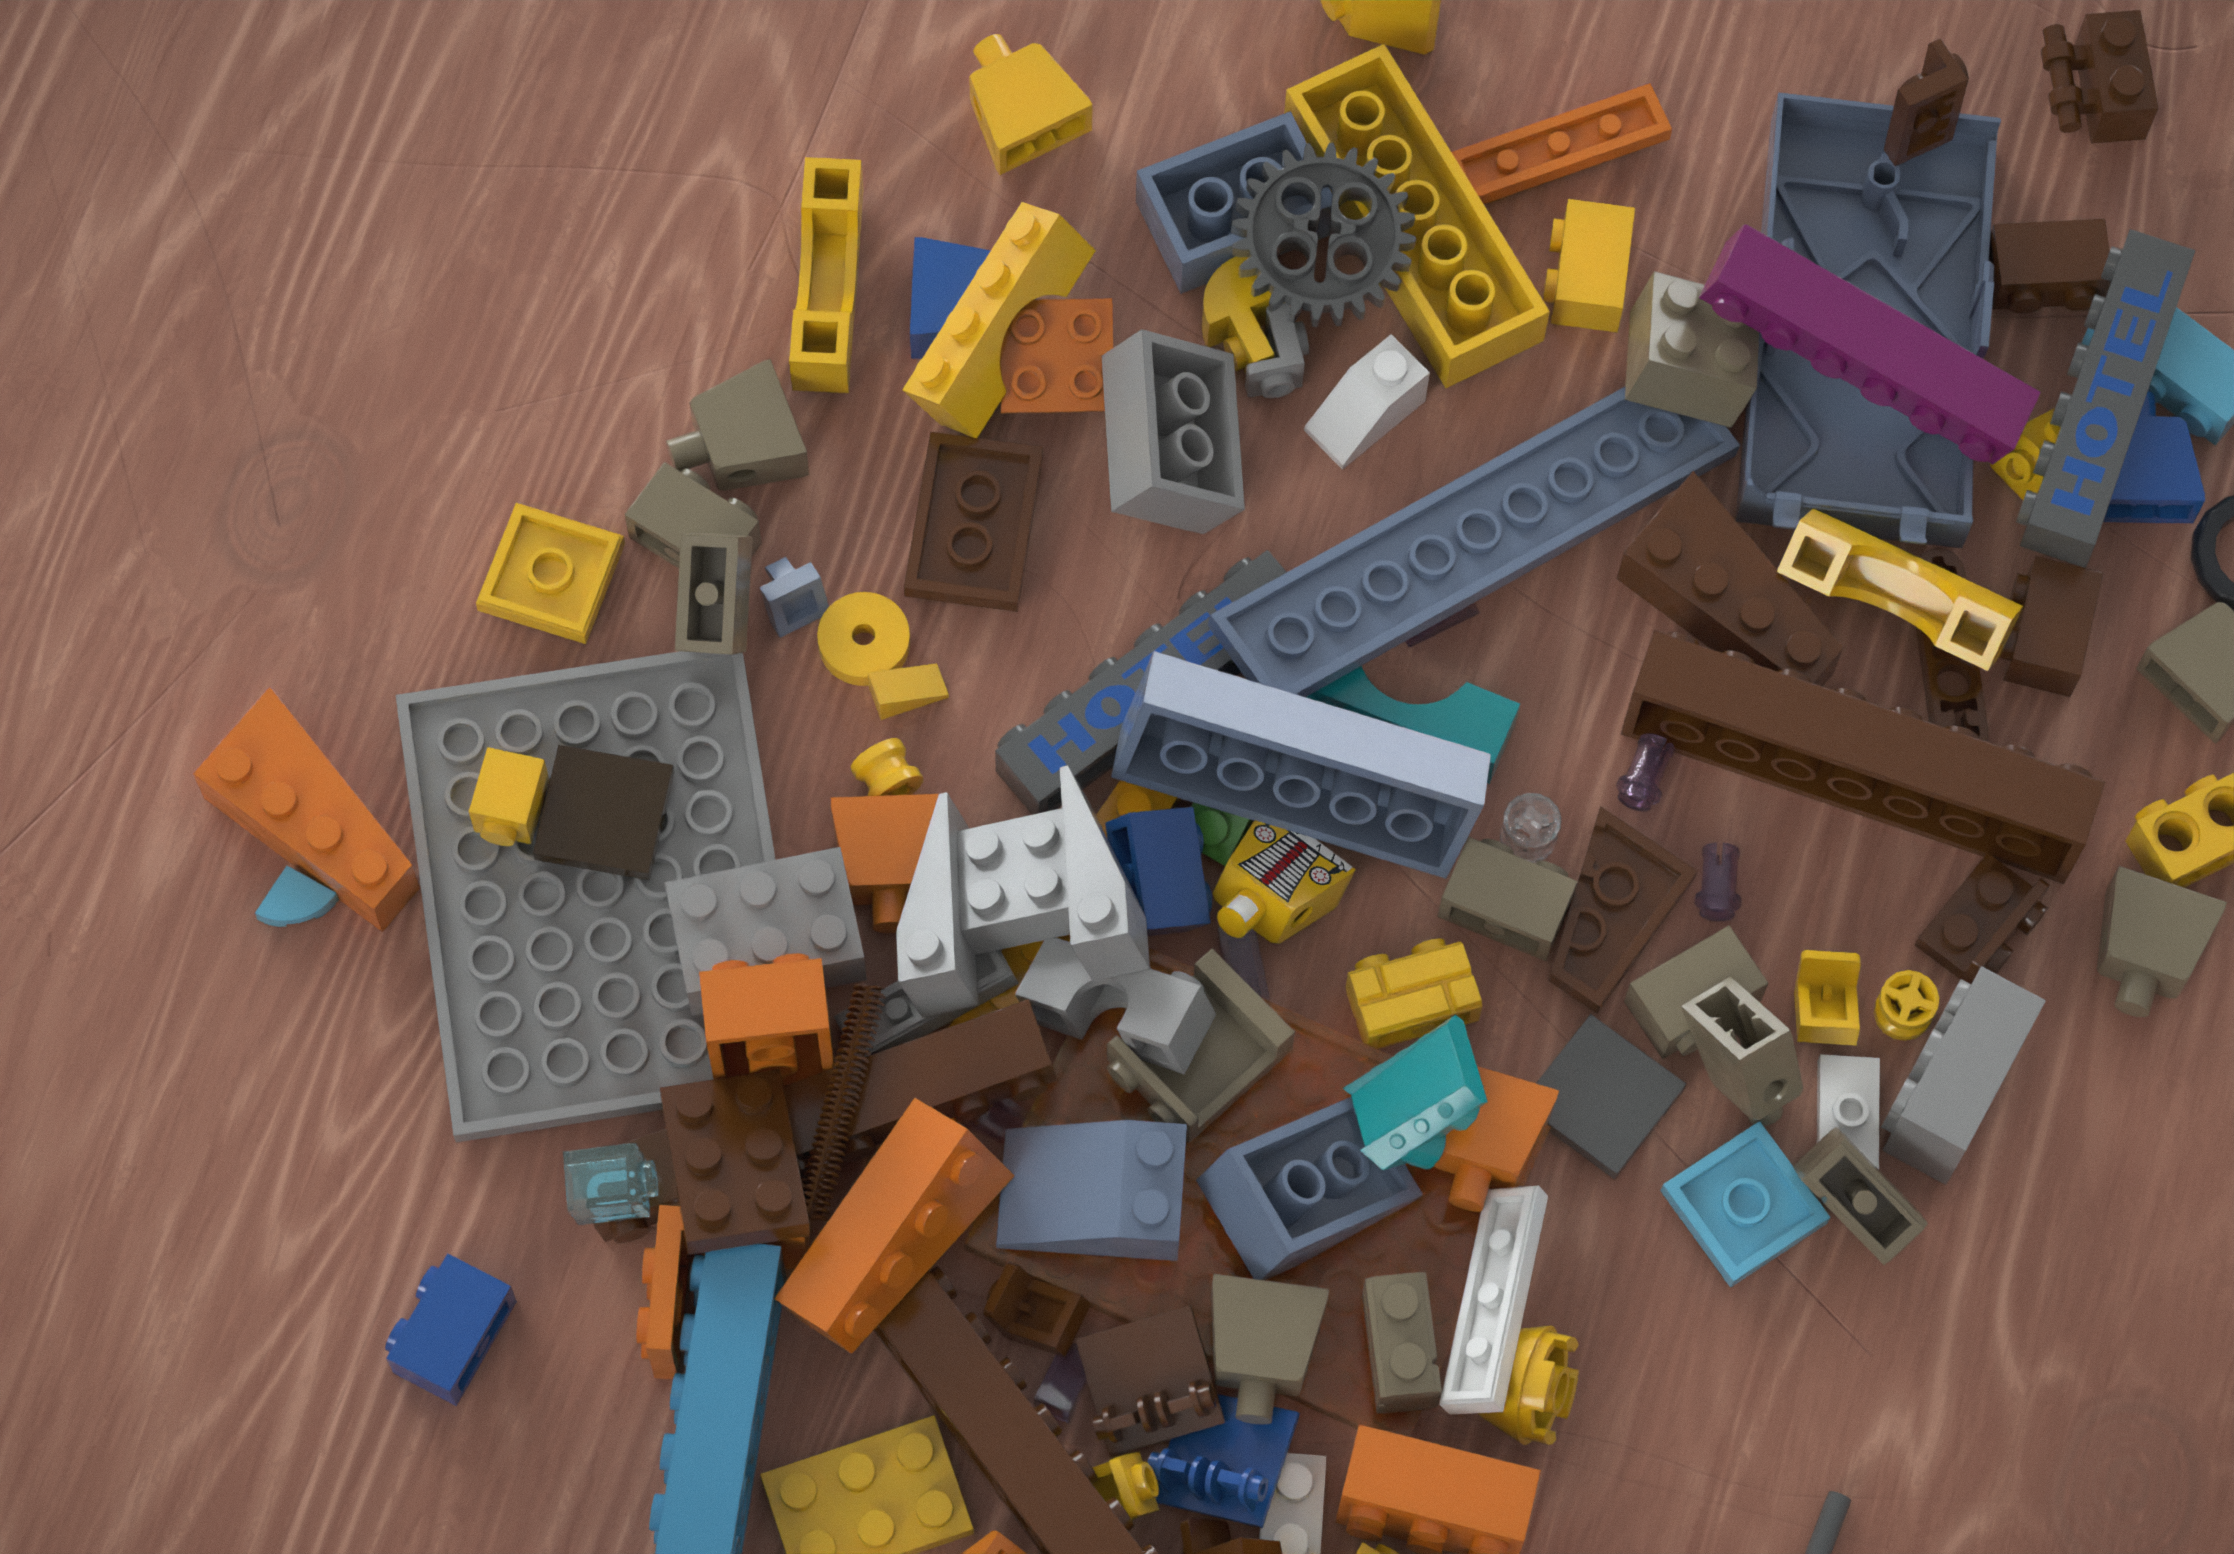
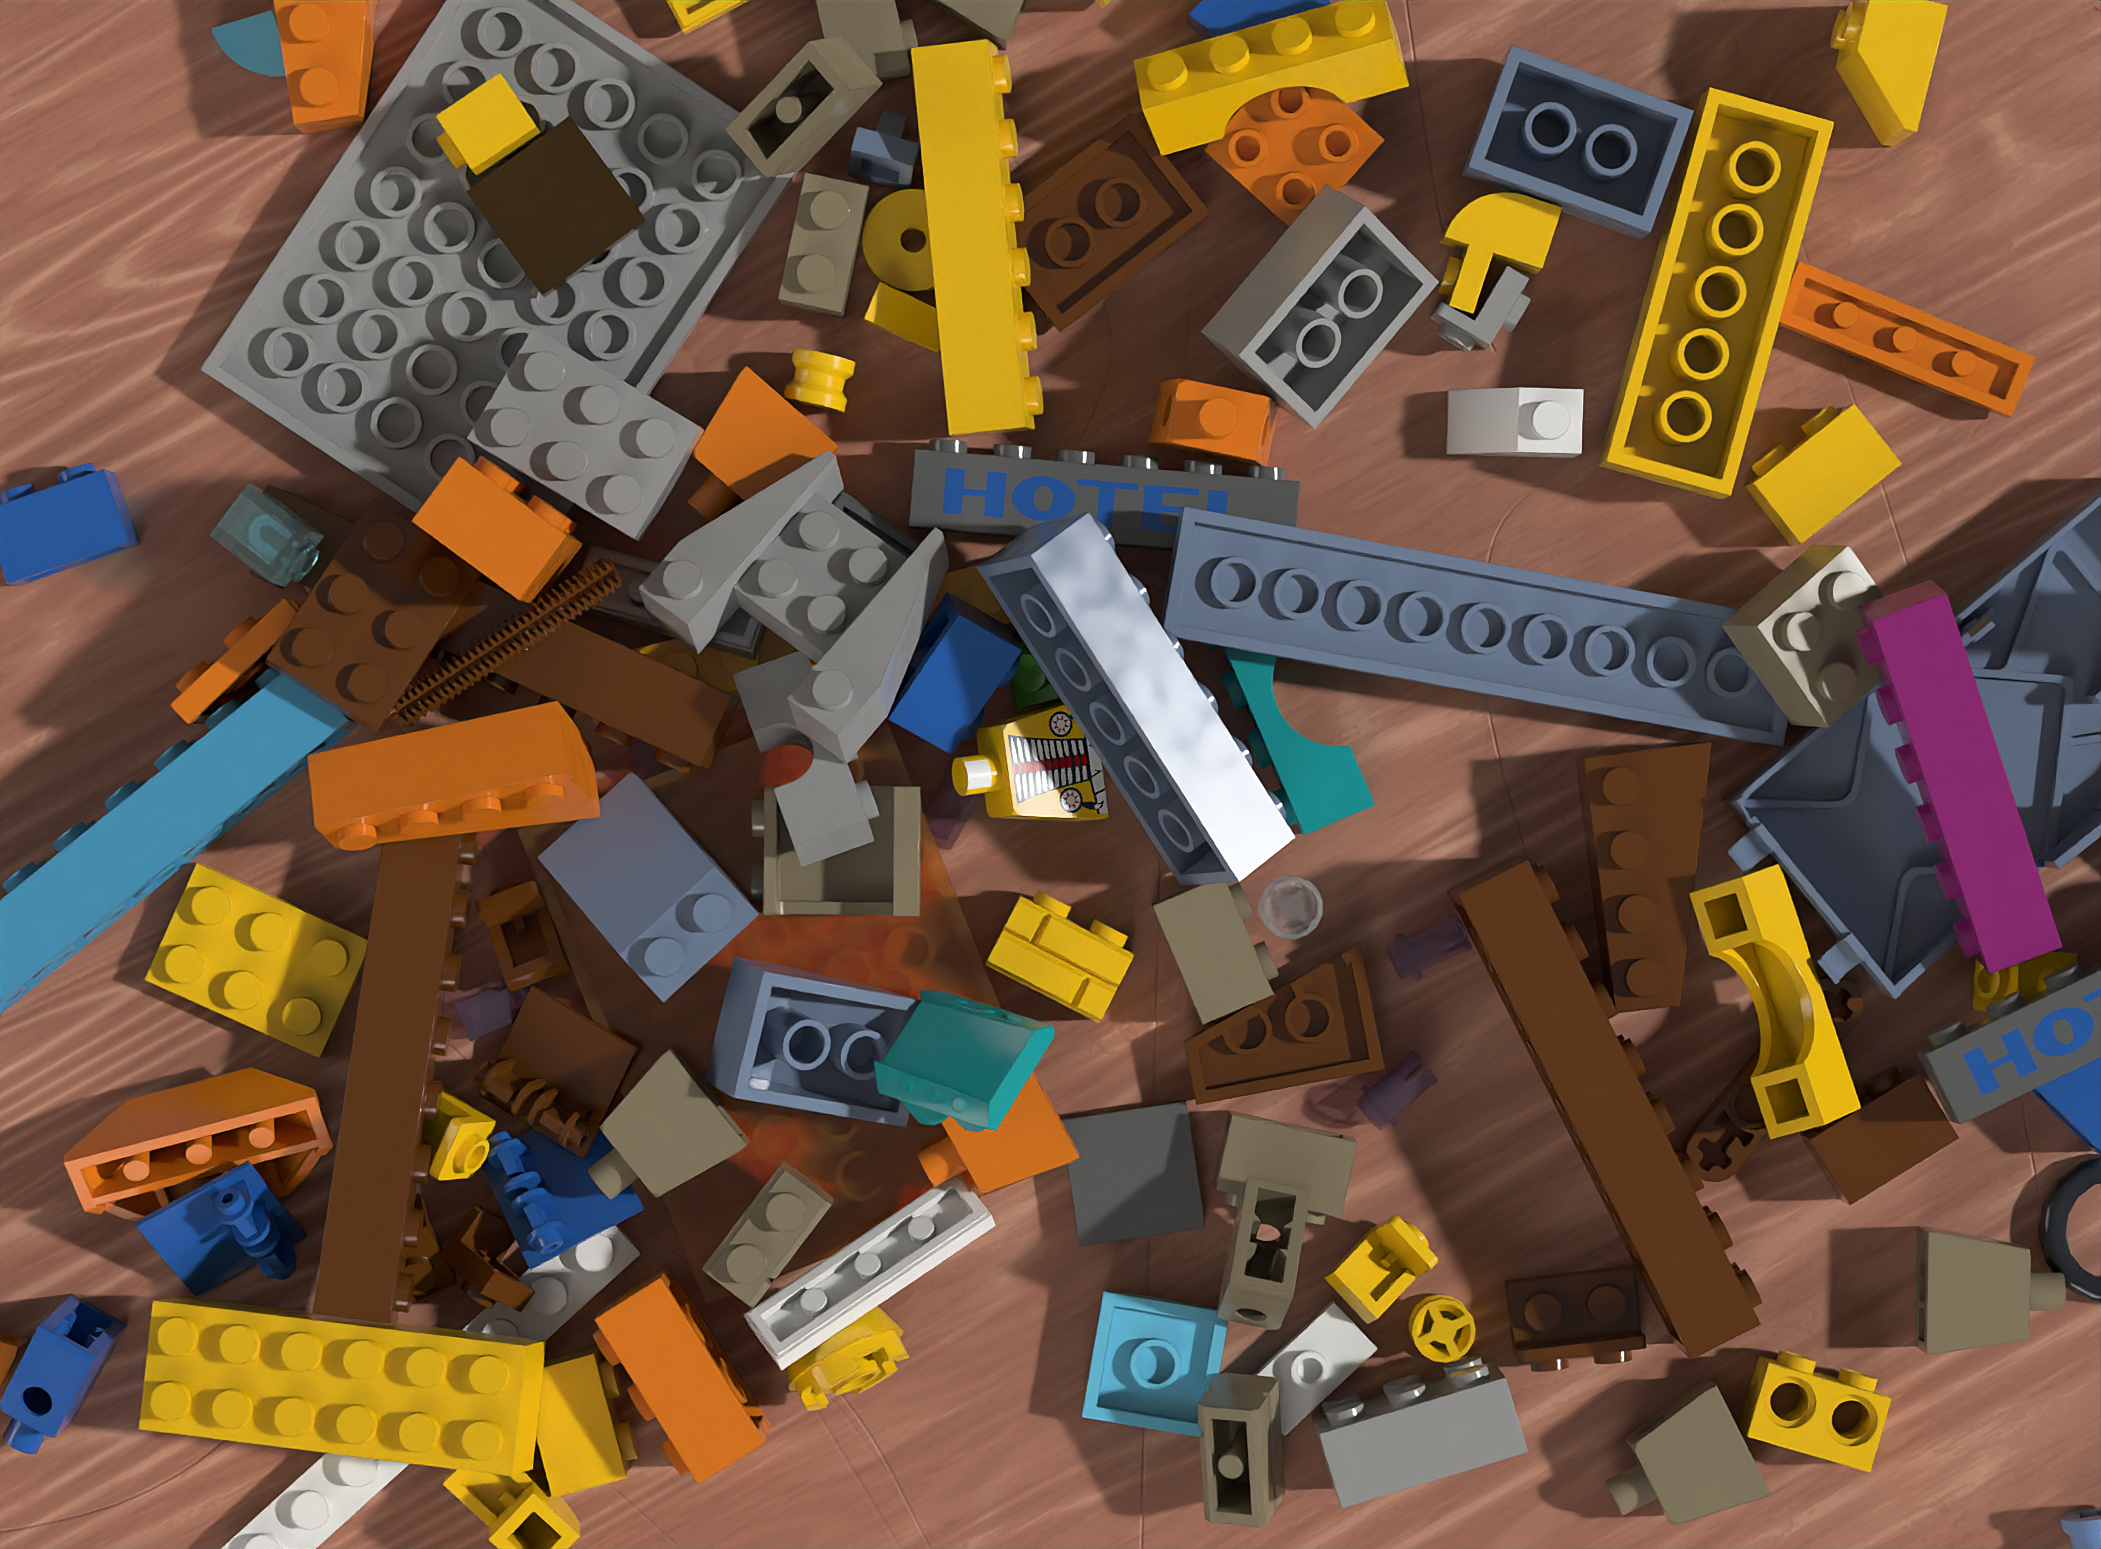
camera: 45 degrees right, 20 degrees up
(808, 685) = (824, 245): none -> dark tan brick
(906, 588) = (974, 238): none -> yellow brick
(1174, 564) = (1214, 422): none -> orange torso
(1373, 239) = (1644, 299): dark grey gear -> none

